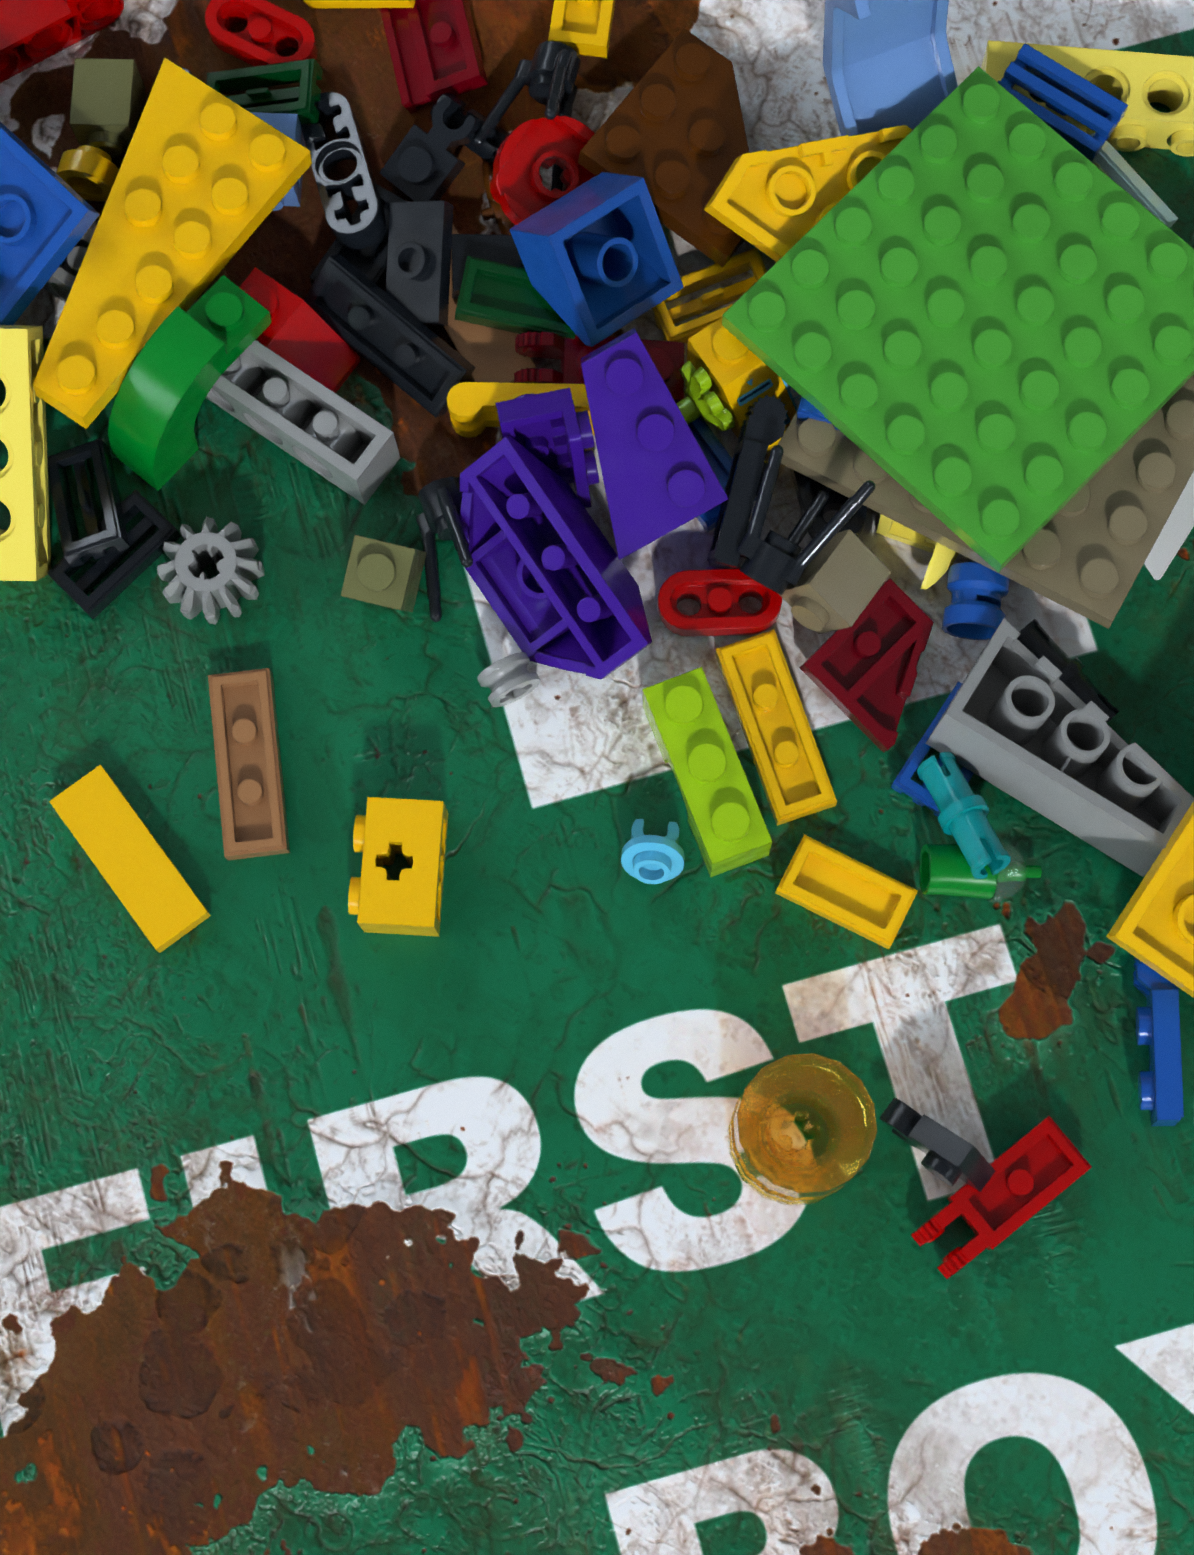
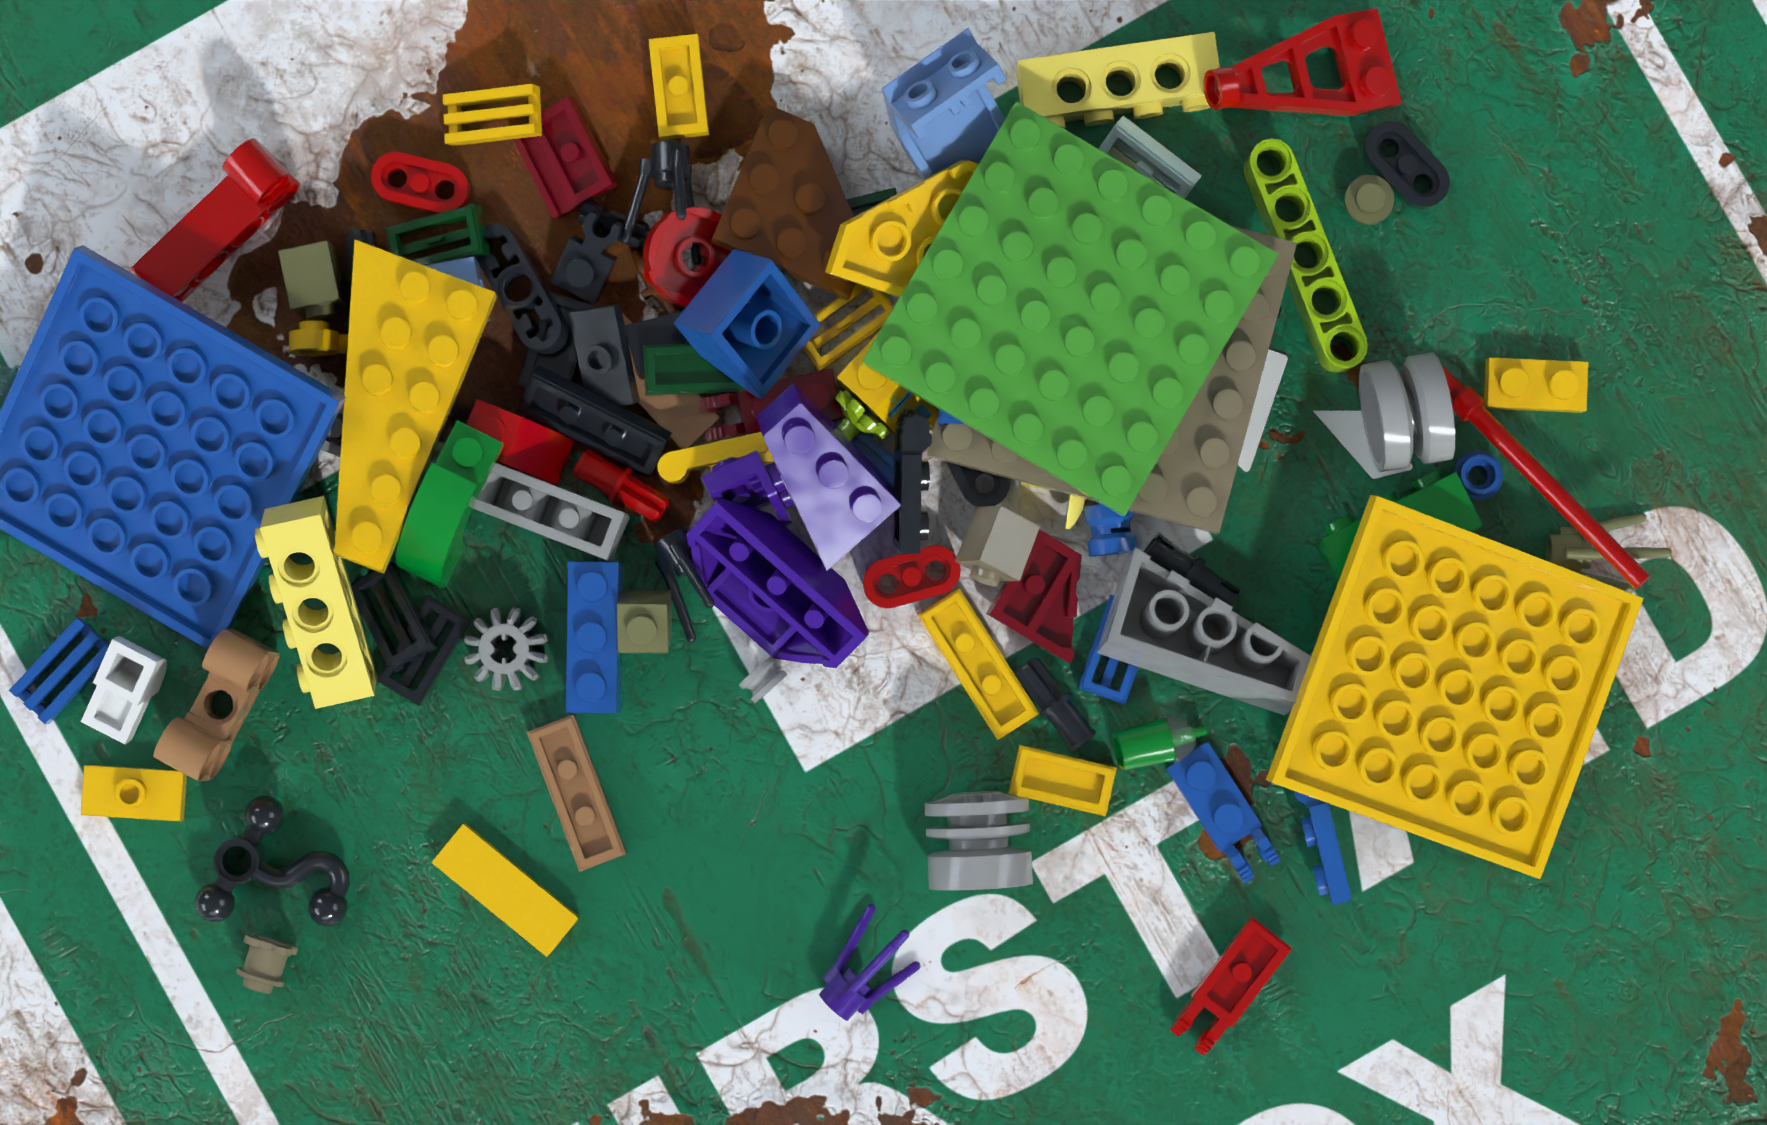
camera: 20 degrees left, 10 degrees up
(308, 603) = (592, 650): none -> blue arch
(399, 416) = (621, 486): none -> red axle
(414, 900) = (737, 871): yellow brick -> none
(514, 1083) = (847, 991): none -> dark purple plant
(653, 857) = (909, 794): medium azure plate -> none
(707, 771) = (934, 718): lime arch -> none
(726, 917) = (978, 842): none -> light grey wheel
(780, 559) = (947, 541): black plant -> none
(831, 1109) = (1092, 998): clear yellow wheel -> none
(859, 794) = (1054, 703): none -> black axle
(946, 1153) = (1182, 968): black plate -> none
(963, 815) = (1138, 707): teal pin -> none
(1037, 973) = (1220, 807): none -> blue hinge
(1066, 95) = (1095, 88): blue tile -> none

